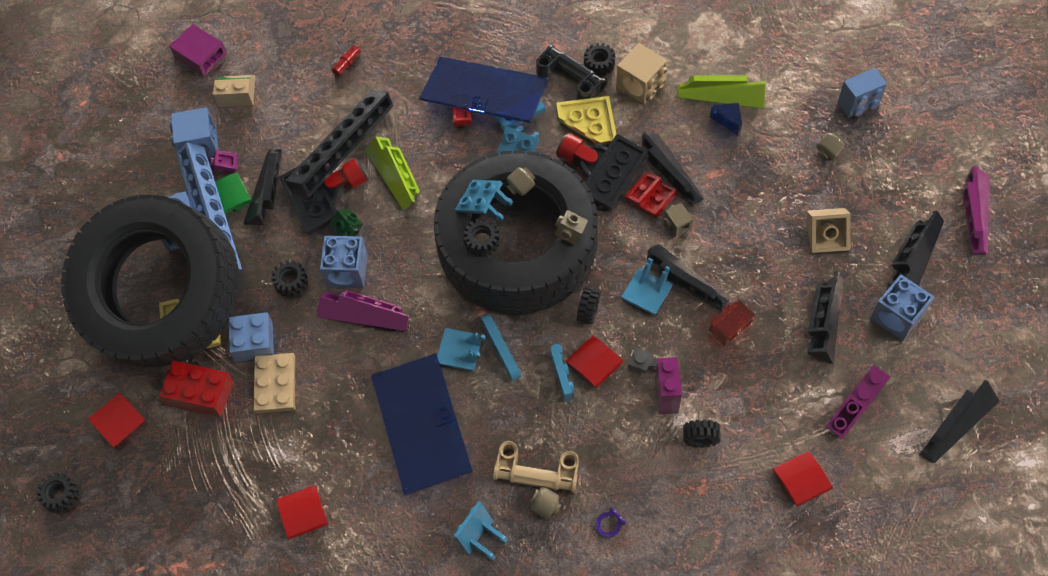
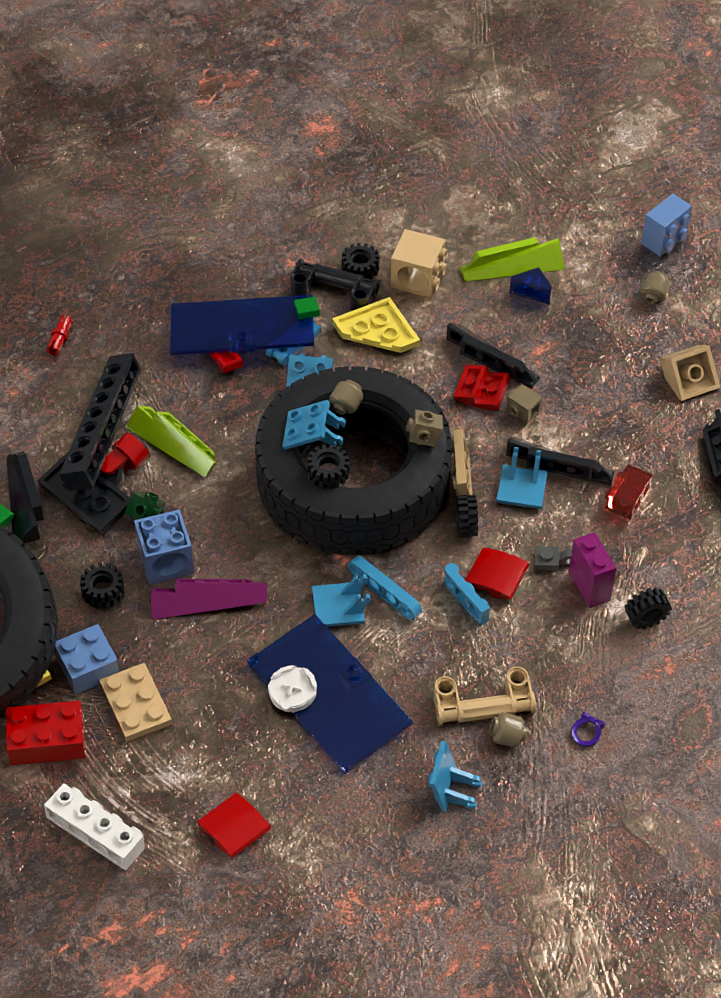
camera: 25 degrees left, 10 degrees down
(200, 478) = (95, 826): none -> white brick
(392, 411) = (292, 688): none -> white tile
(537, 89) = (306, 308): none -> green tile
(601, 262) = (461, 464): none -> tan plate
(606, 168) = (428, 365): black plate -> none

